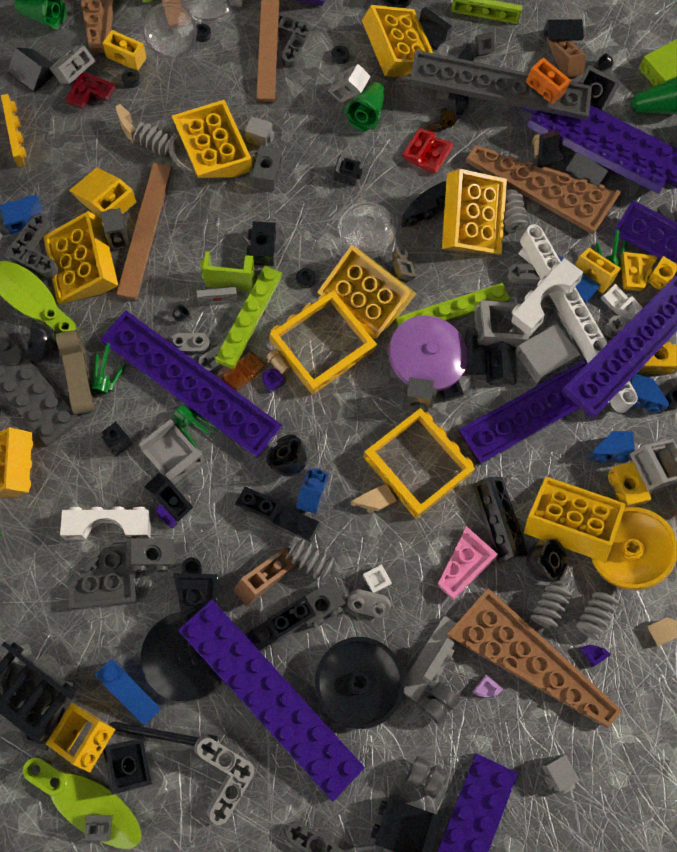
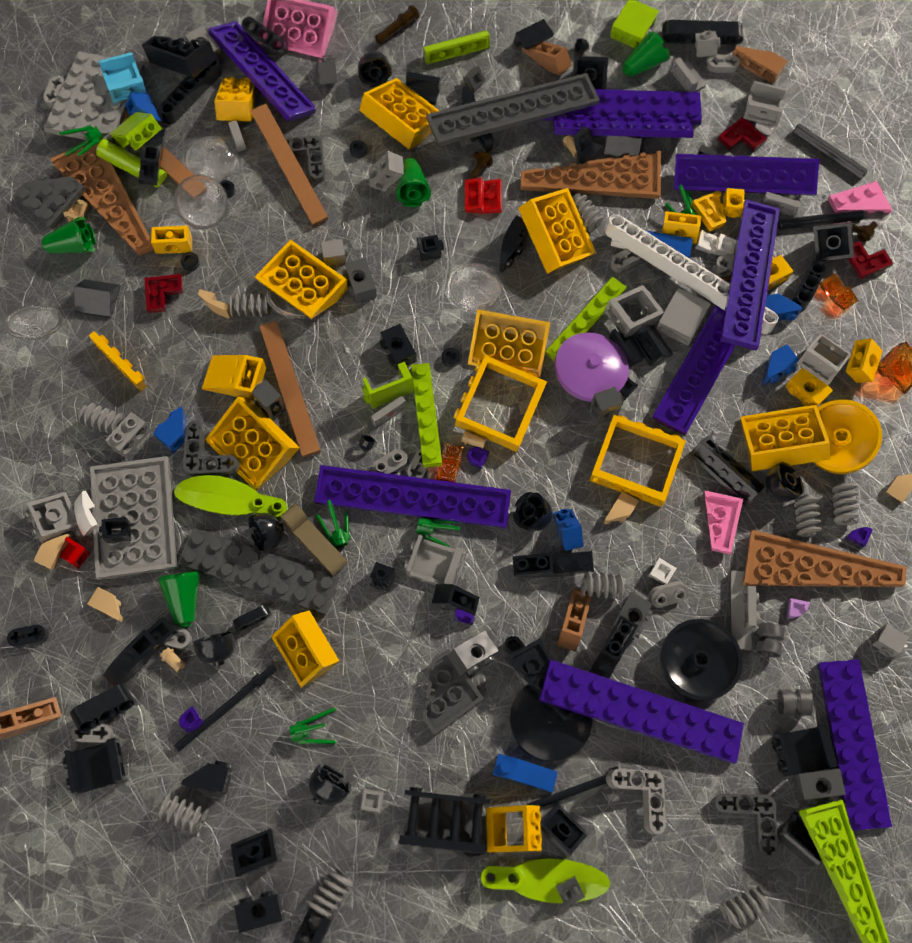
camera: 25 degrees left, 0 degrees up
(72, 64) = (133, 275): light grey brick -> none
(78, 523) = (441, 637): white arch -> none
(403, 268) = (525, 305): flat silver plate -> none
(548, 81) = (552, 87): orange brick -> none
(562, 279) = (664, 250): white arch -> none

